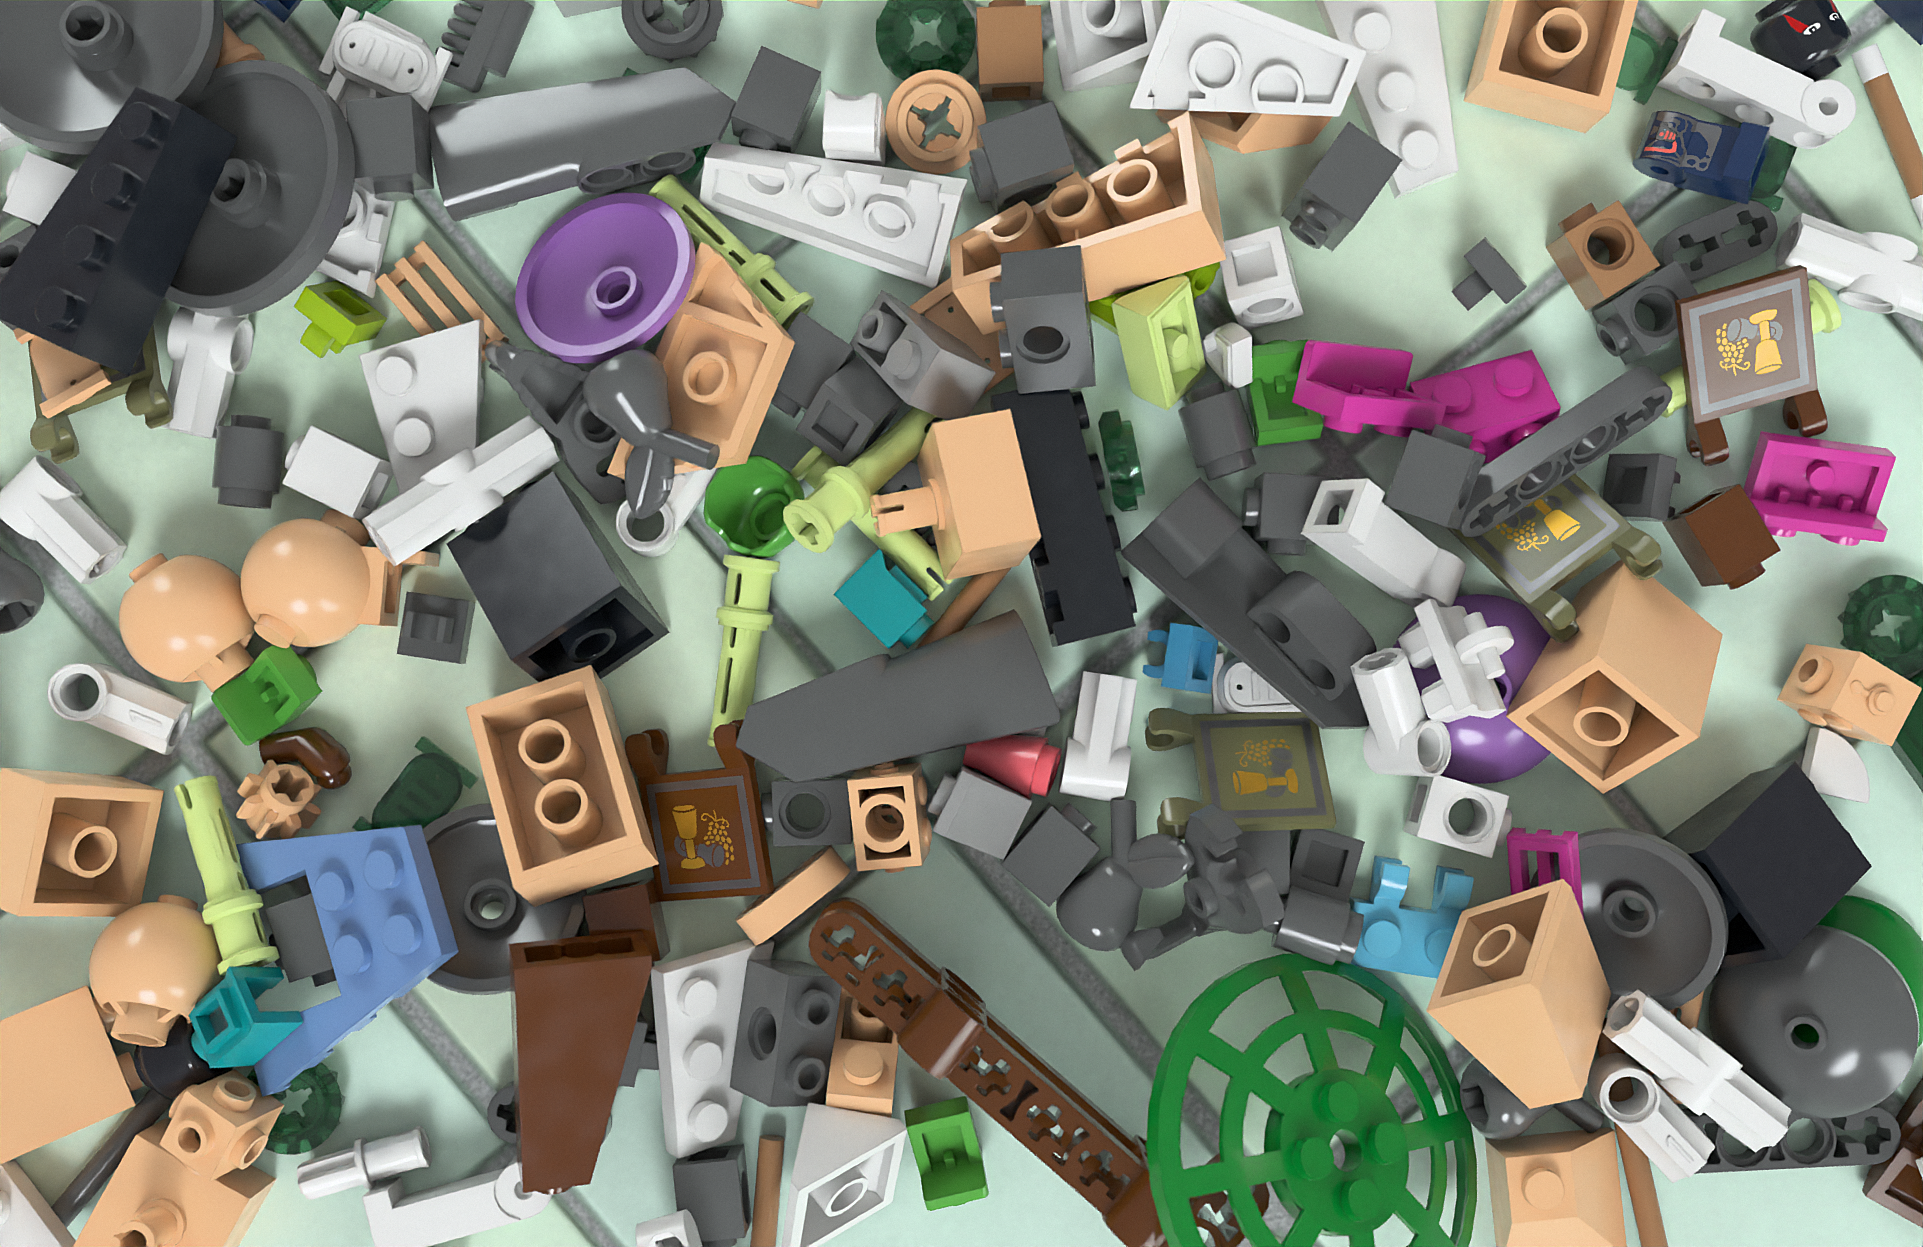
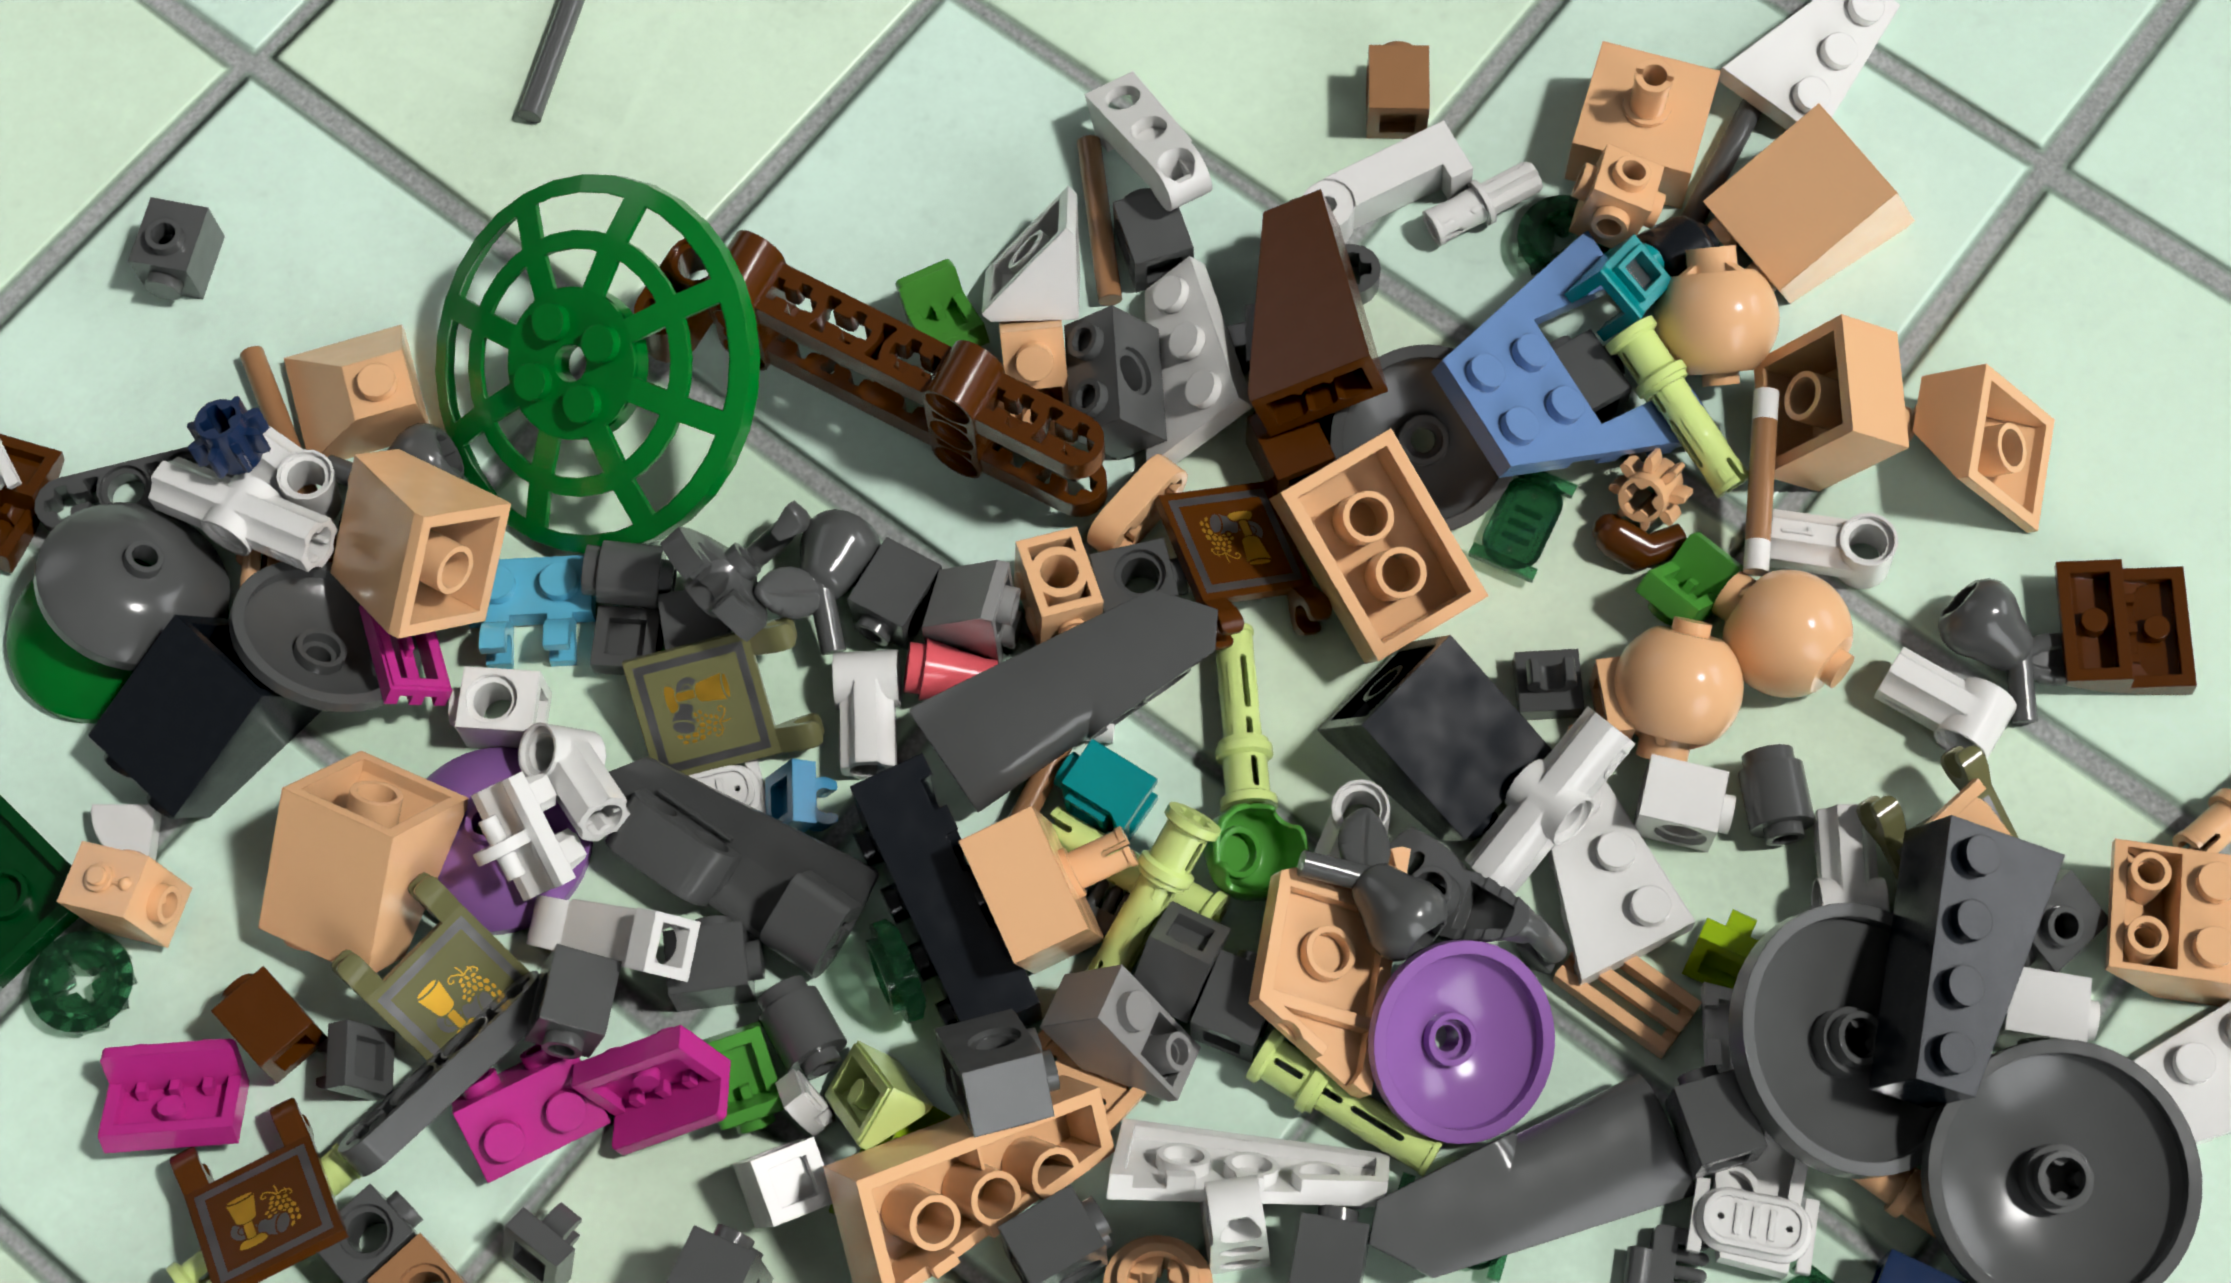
camera: 170 degrees right, 20 degrees down
(163, 777) = (1761, 481): none -> medium nougat bar
(1710, 1146) = (228, 437): none -> dark blue gear

